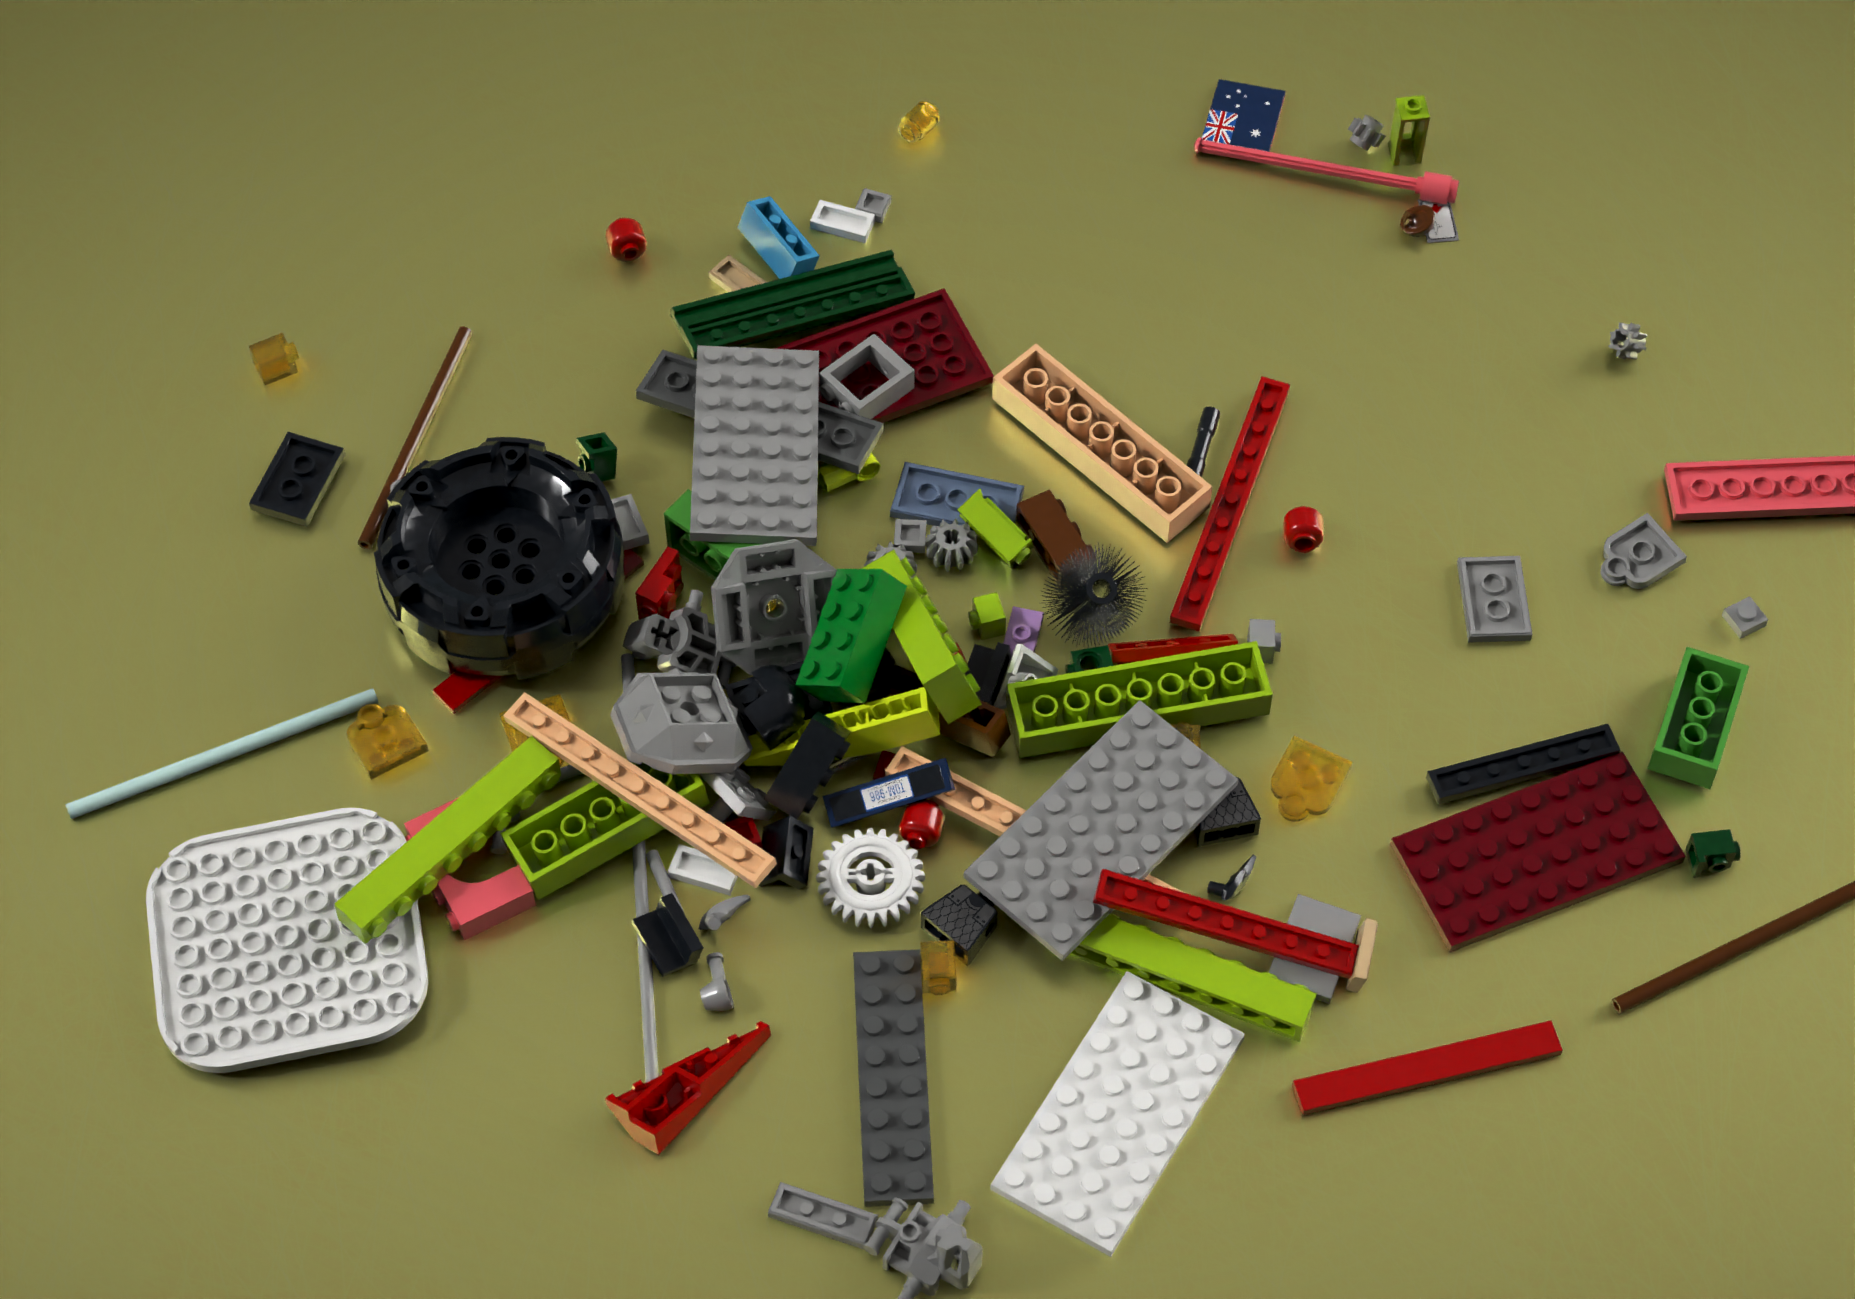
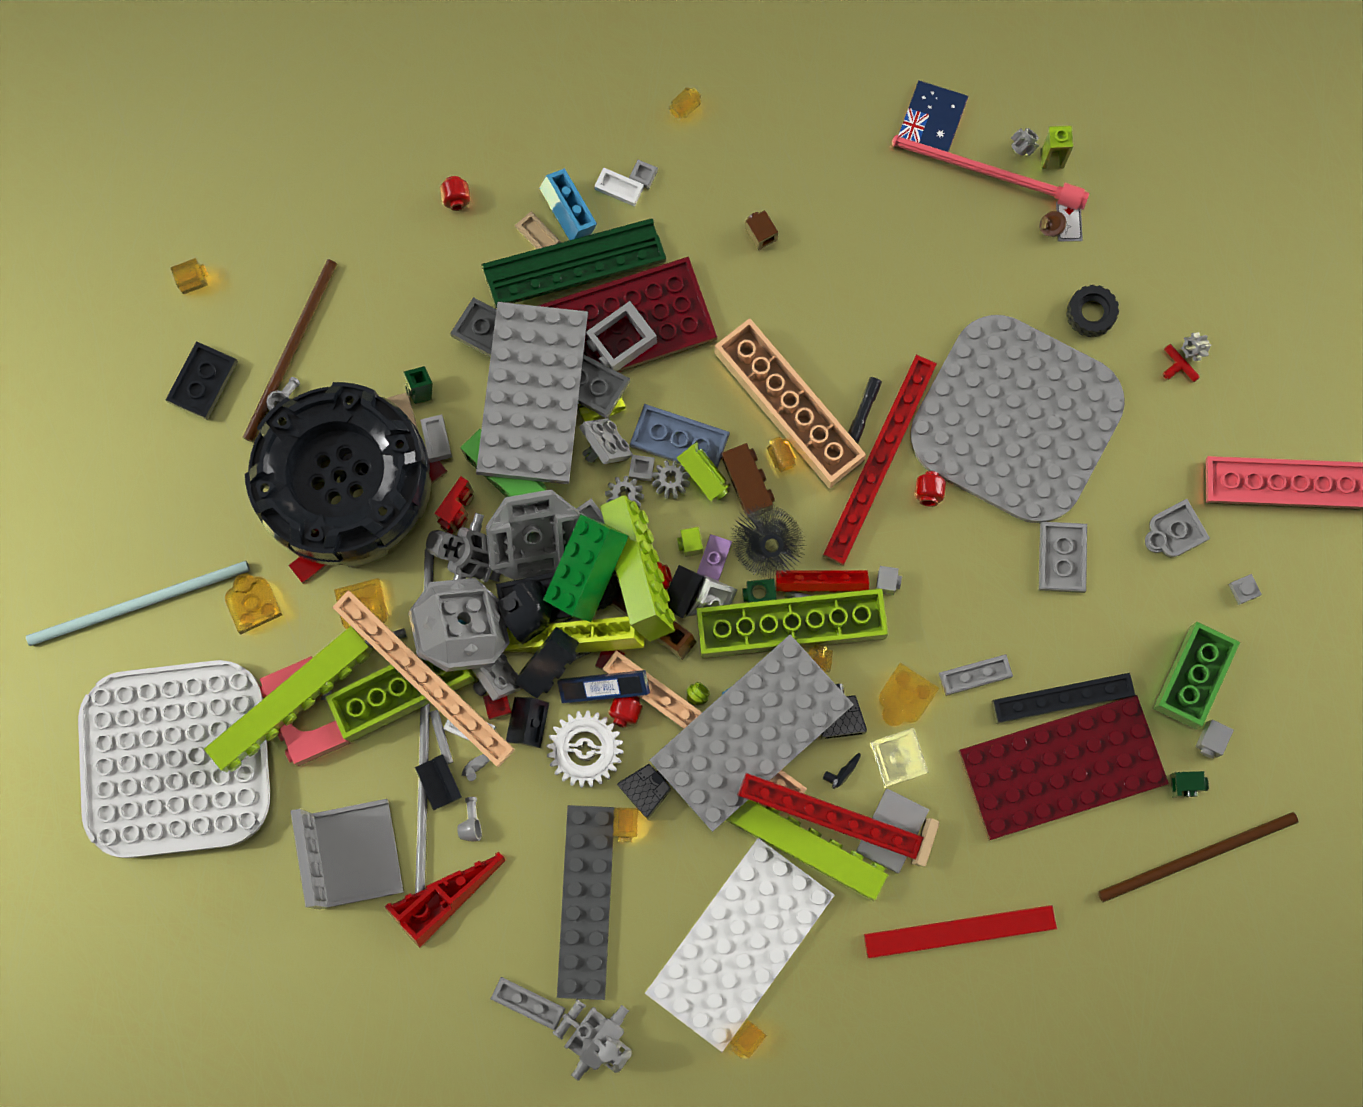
camera: 10 degrees right, 20 degrees up
(549, 1037) = (346, 854): none -> light grey bracket
(857, 505) = (604, 442): none -> light grey plate
(1020, 796) = (697, 694): none -> lime plate
(1037, 252) = (761, 229): none -> reddish brown brick
(1097, 504) = (781, 454): none -> clear yellow brick
(1146, 1229) = (747, 1040): none -> clear yellow brick
(1310, 854) = (899, 757): none -> clear slope
(1399, 748) = (975, 675): none -> light grey tile
(1407, 444) = (1017, 418): none -> light grey plate
(1485, 332) = (1097, 294): none -> black tyre
(1610, 366) = (1180, 363): none -> red piece
(1737, 794) = (1214, 739): none -> light grey brick

